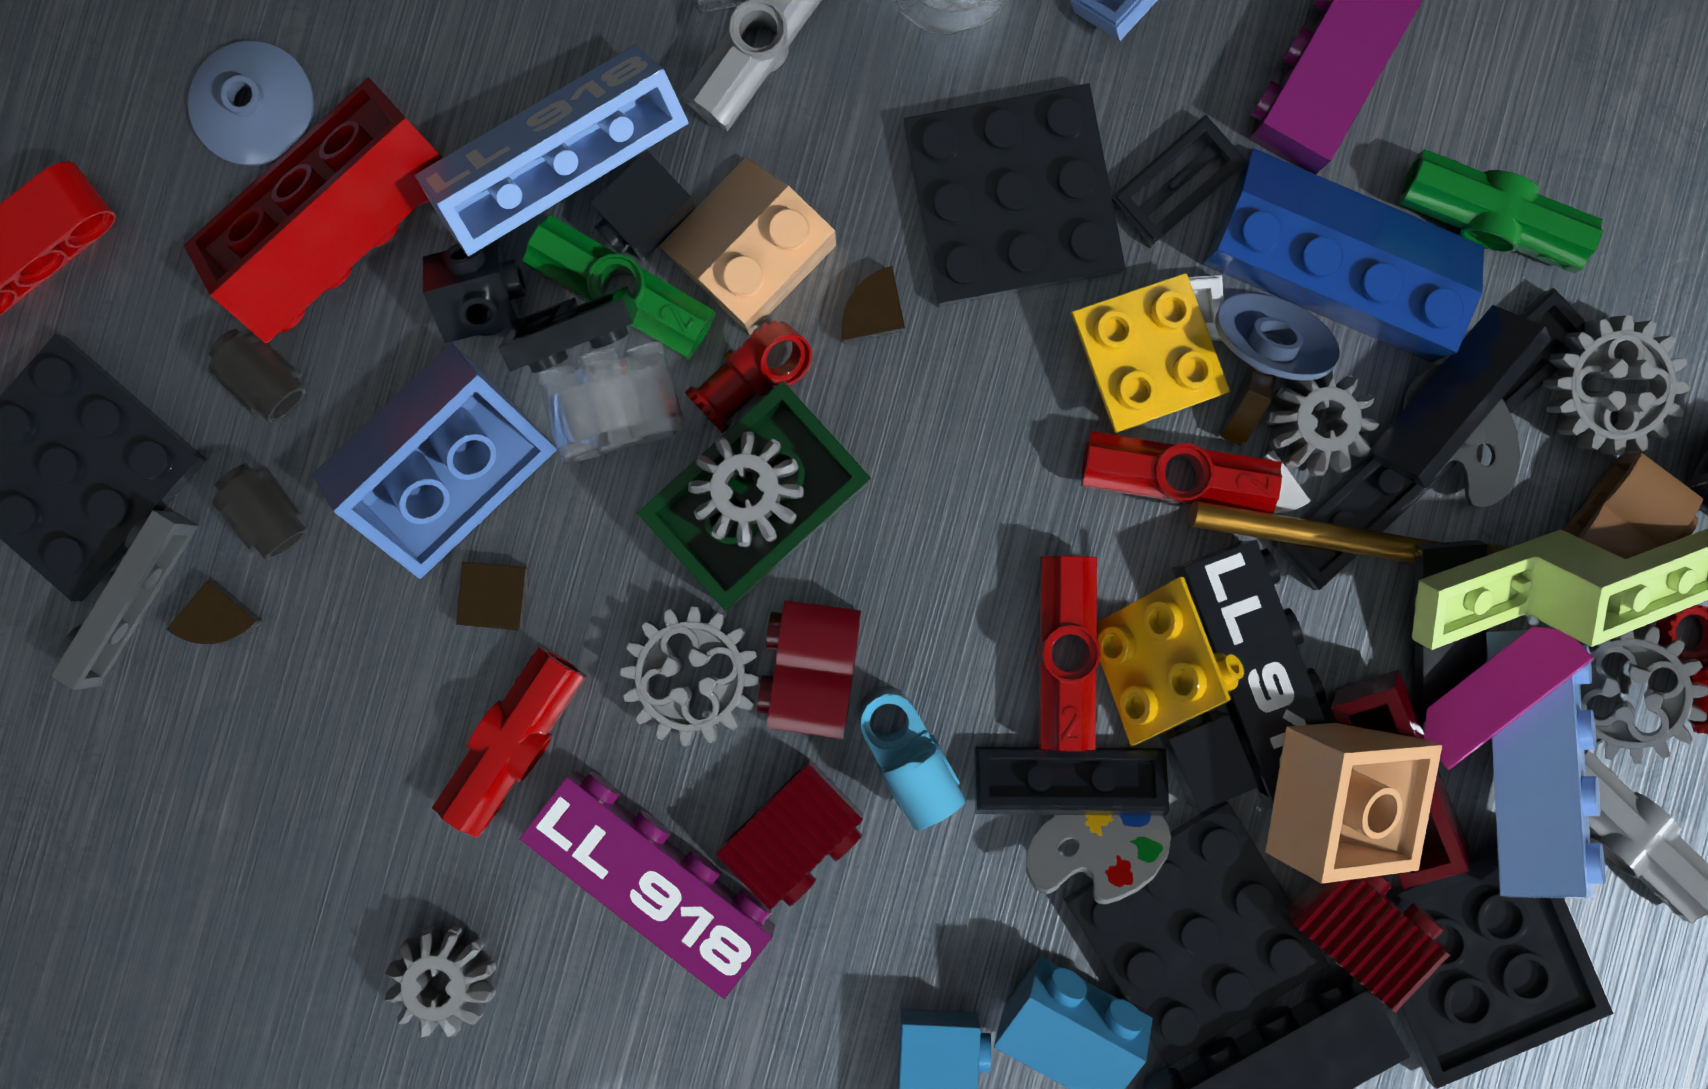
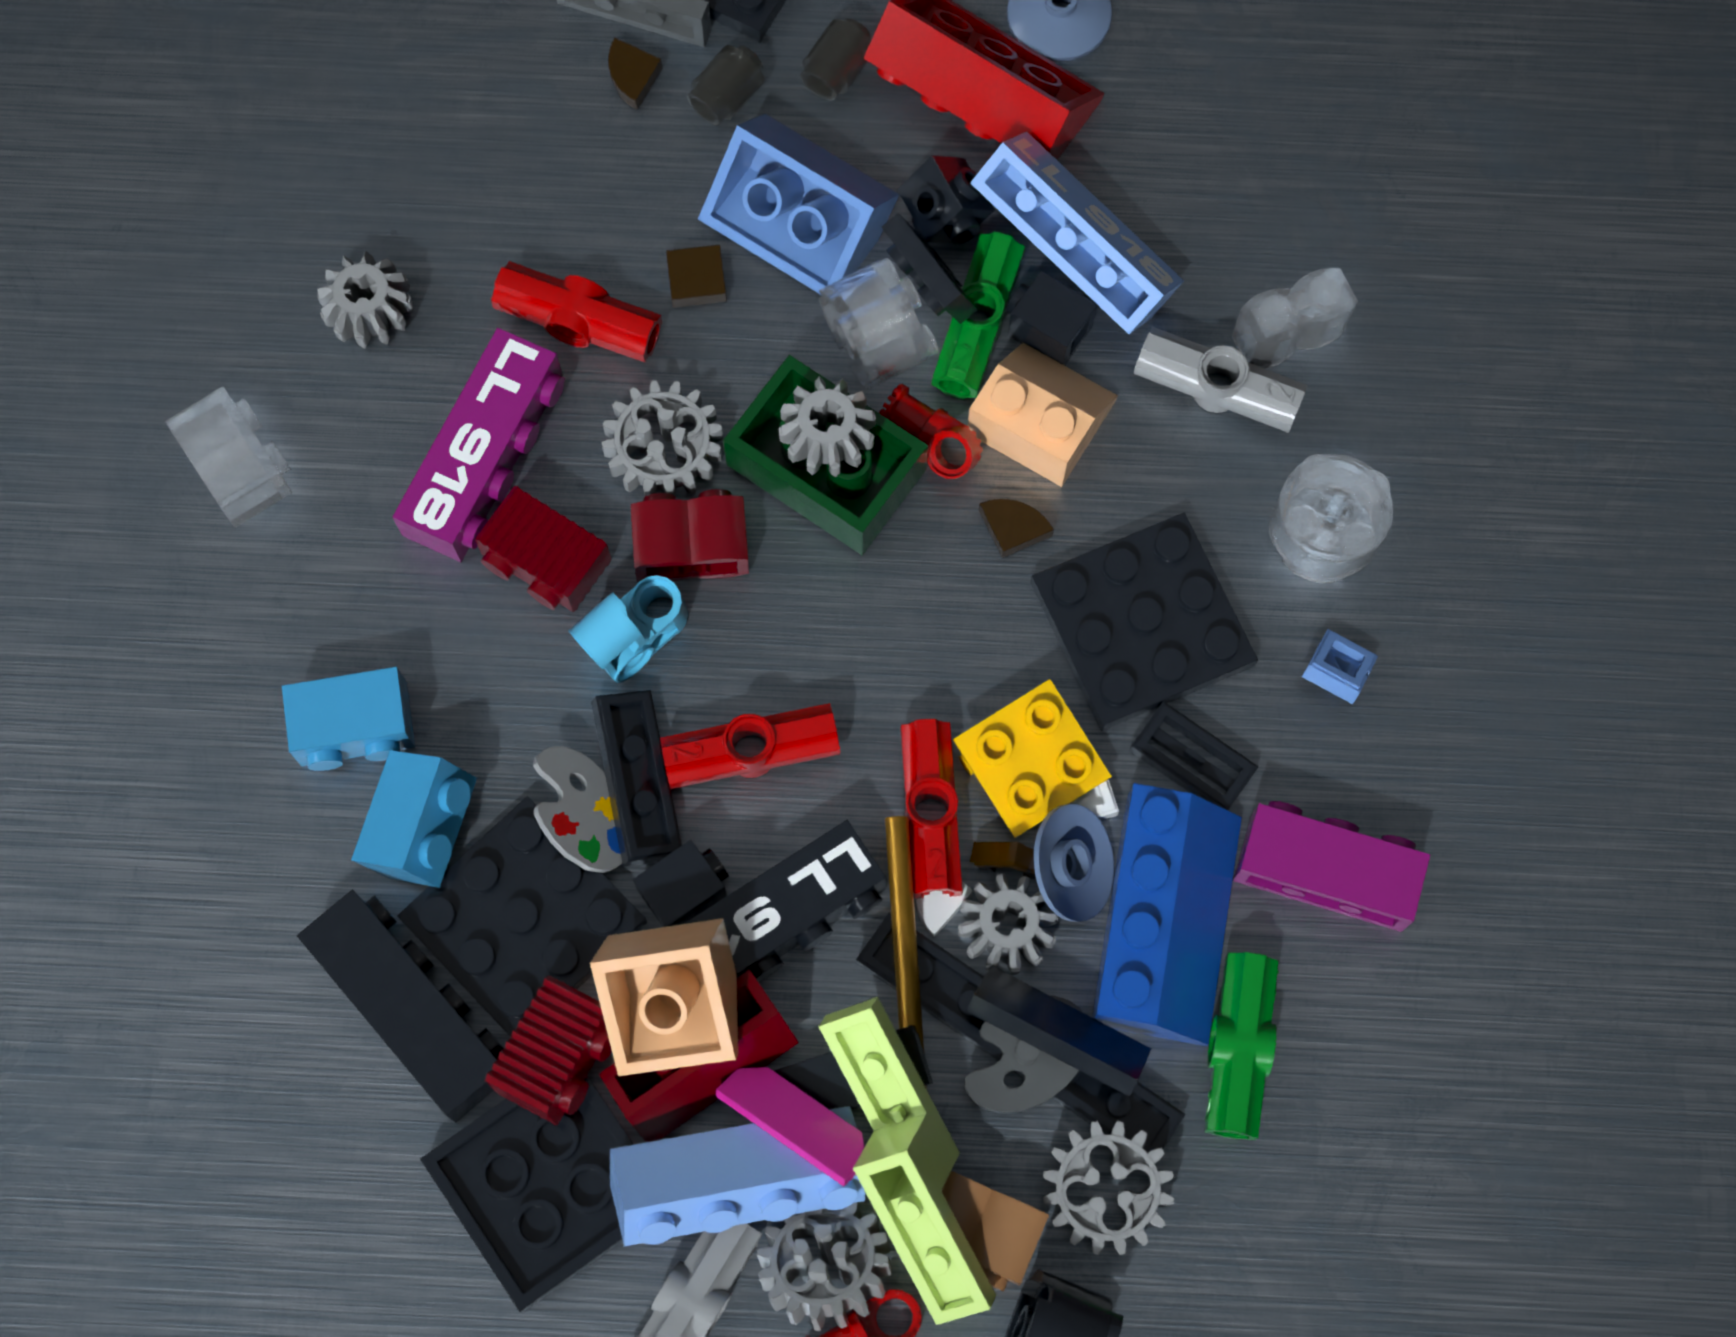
camera: 80 degrees right, 15 degrees down
(1163, 663) = (755, 817): yellow hinge -> none

